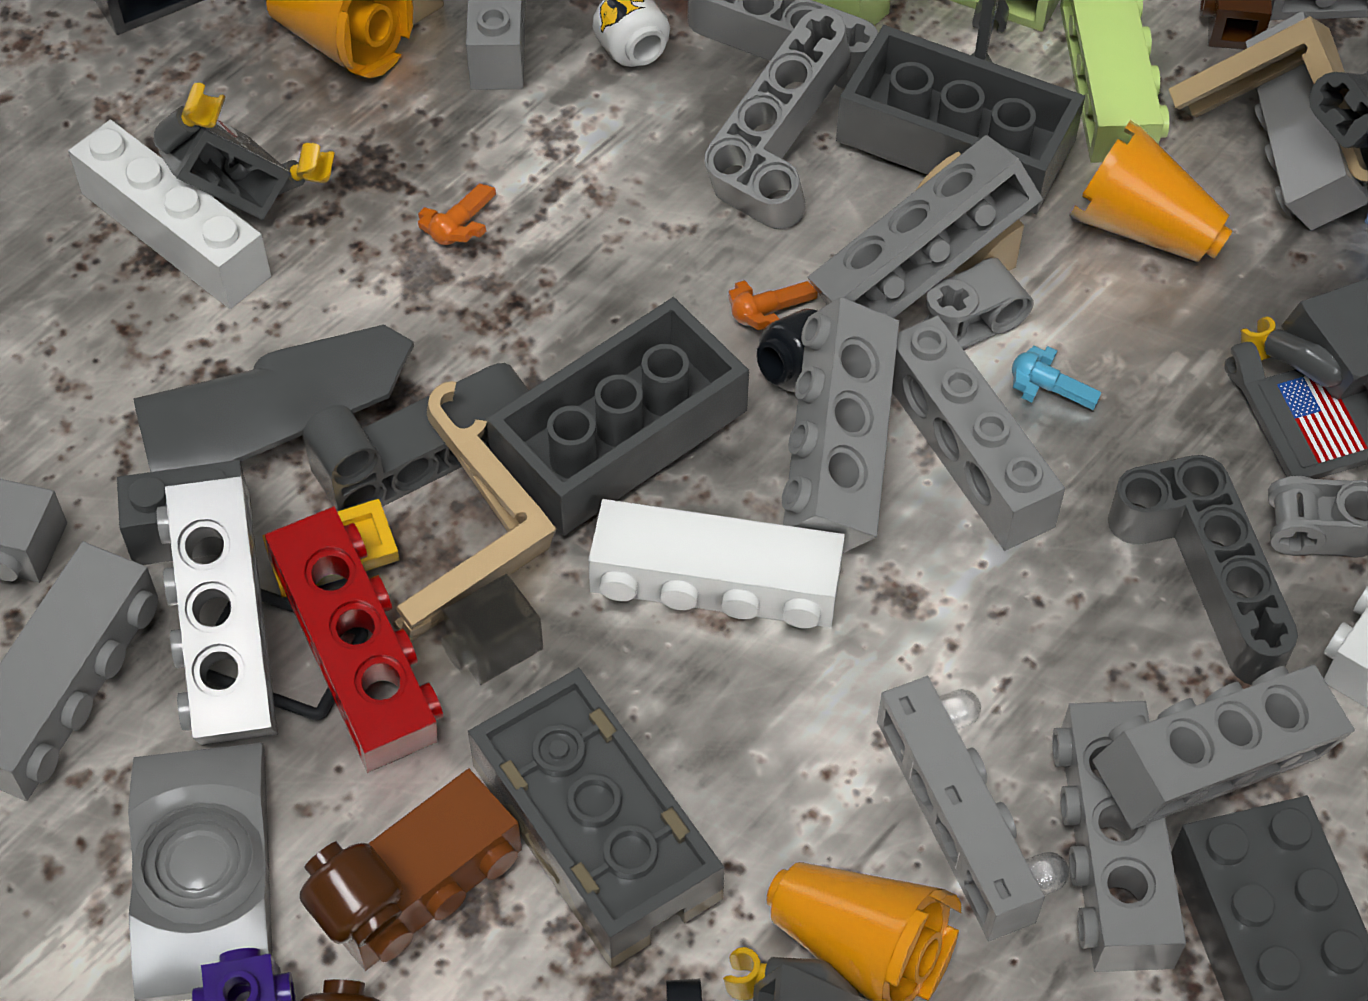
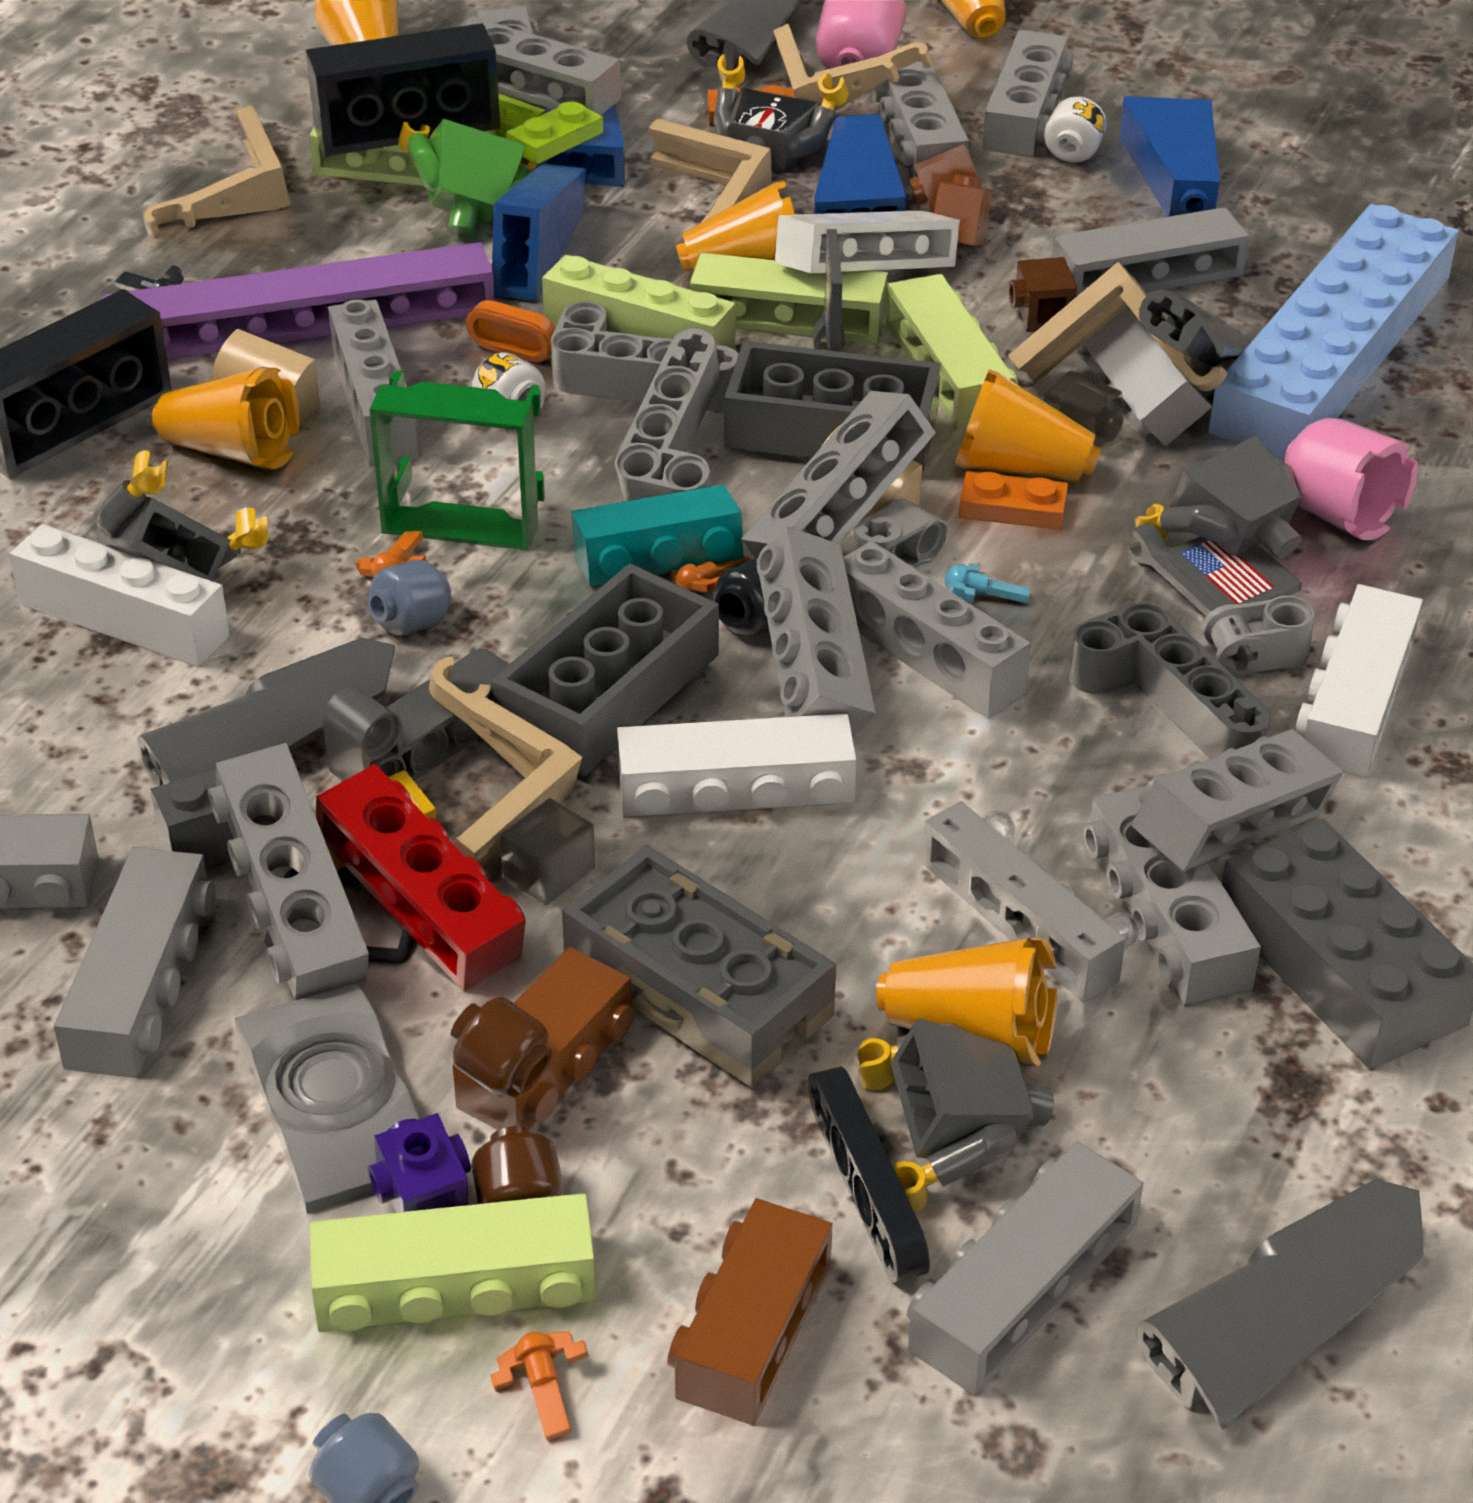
camera: 15 degrees left, 15 degrees down
(451, 276) = (409, 597): none -> sand blue head
(550, 86) = (460, 406): none -> green piece
(726, 248) = (657, 533): none -> teal brick
(1120, 273) = (1013, 500): none -> orange plate
(1232, 173) = (1088, 404): none -> clear smoke brick

